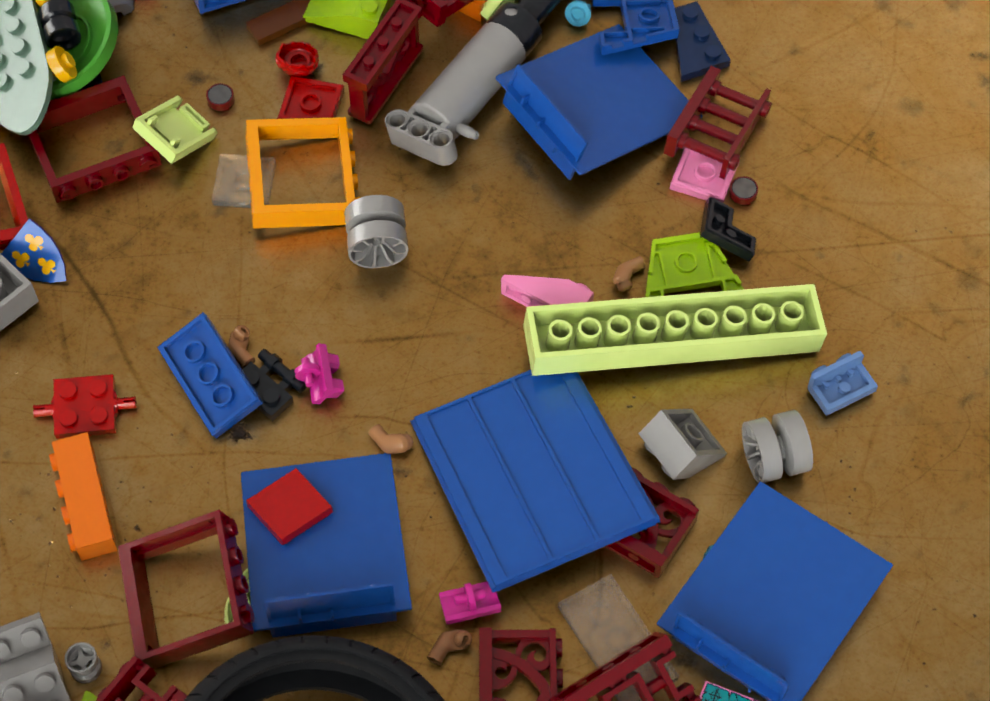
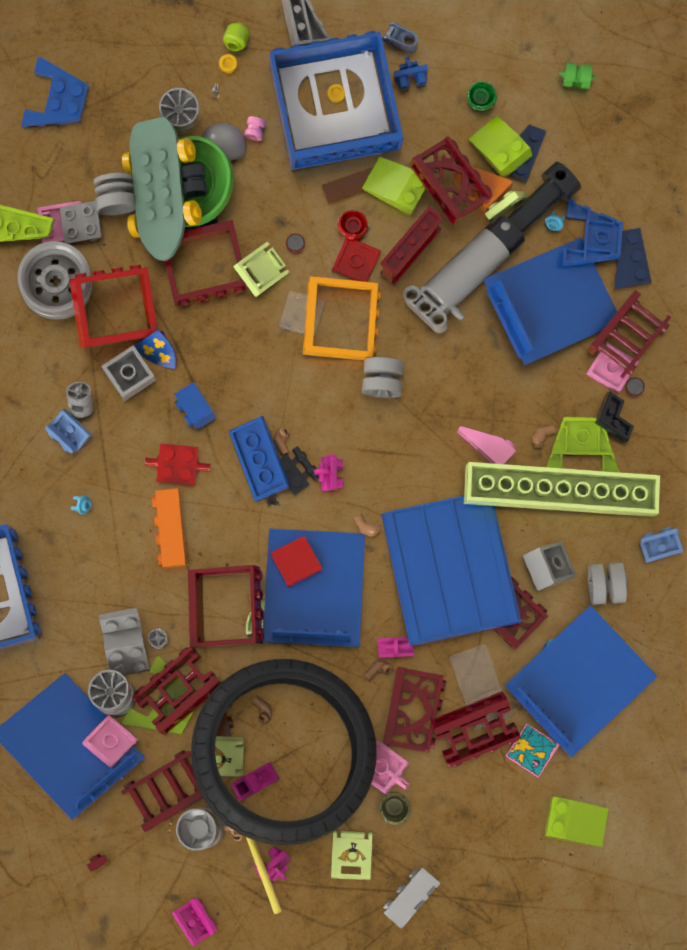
camera: 10 degrees right, 20 degrees up
(100, 320) = (194, 405): none -> blue brick

